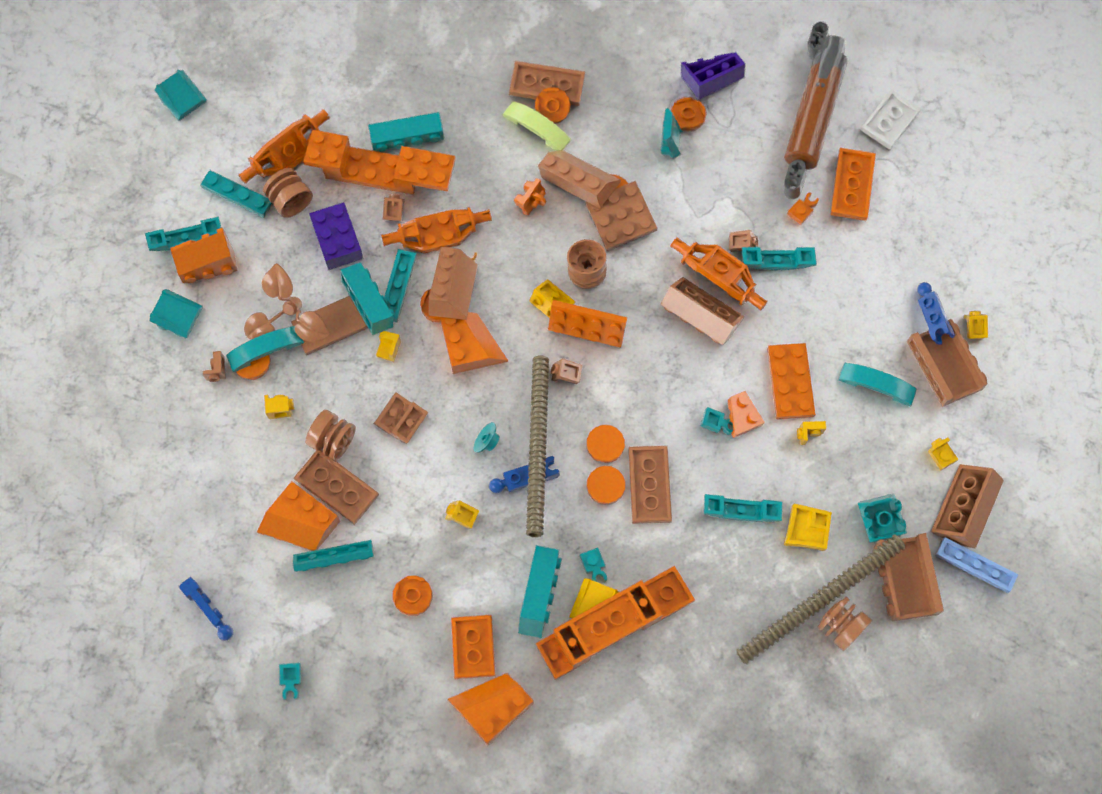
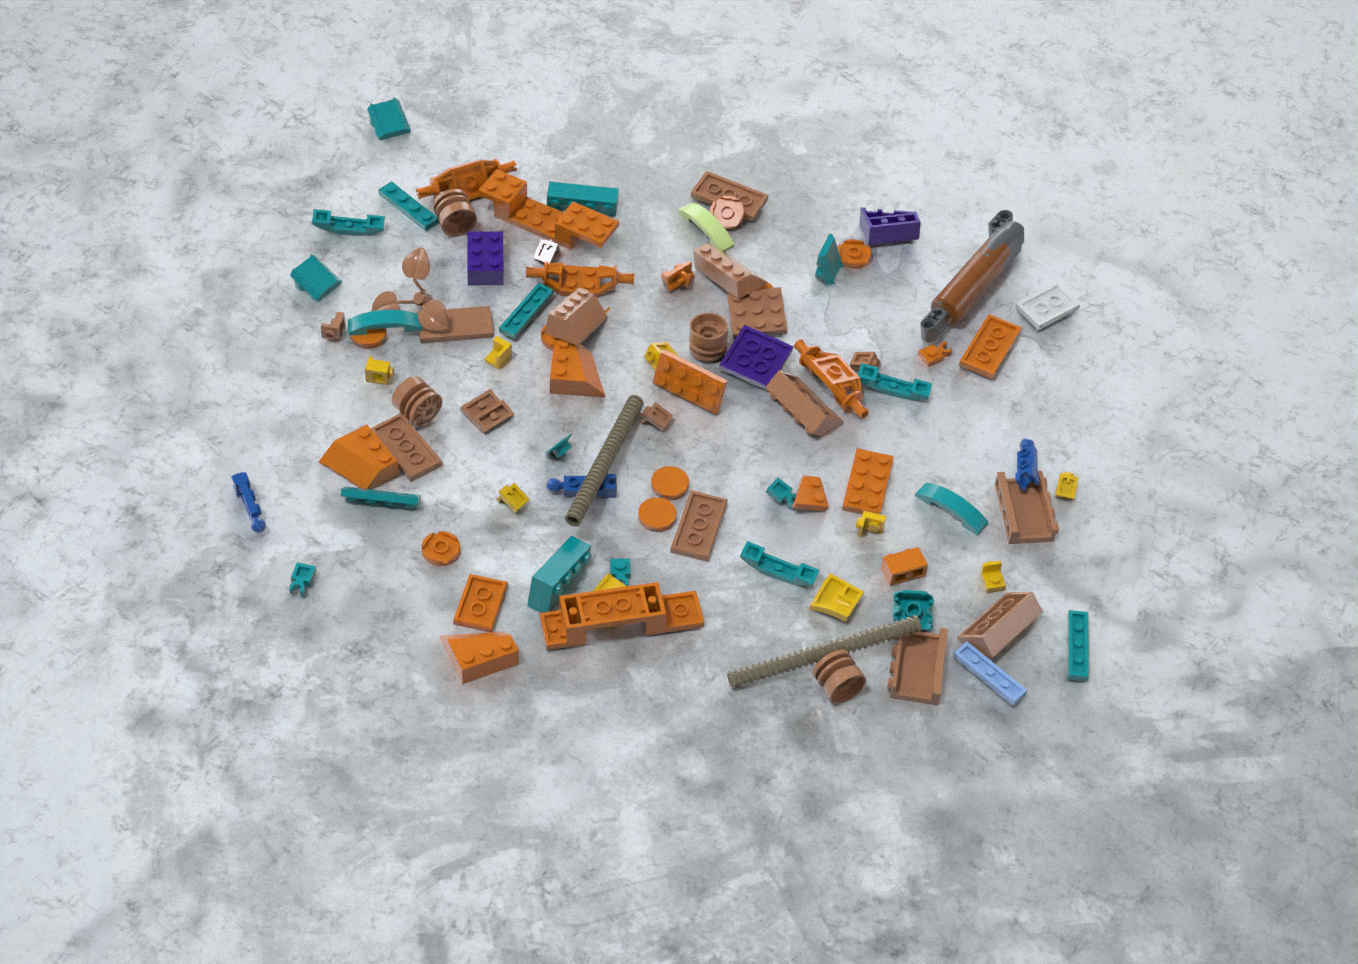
camera: 15 degrees right, 20 degrees down
(204, 258) = (359, 239): orange wedge -> none
(367, 298) = (493, 308): teal brick -> none
(639, 271) = (755, 357): none -> dark purple plate
(858, 469) = (904, 566): none -> orange brick
(1045, 505) = (1077, 645): none -> teal plate

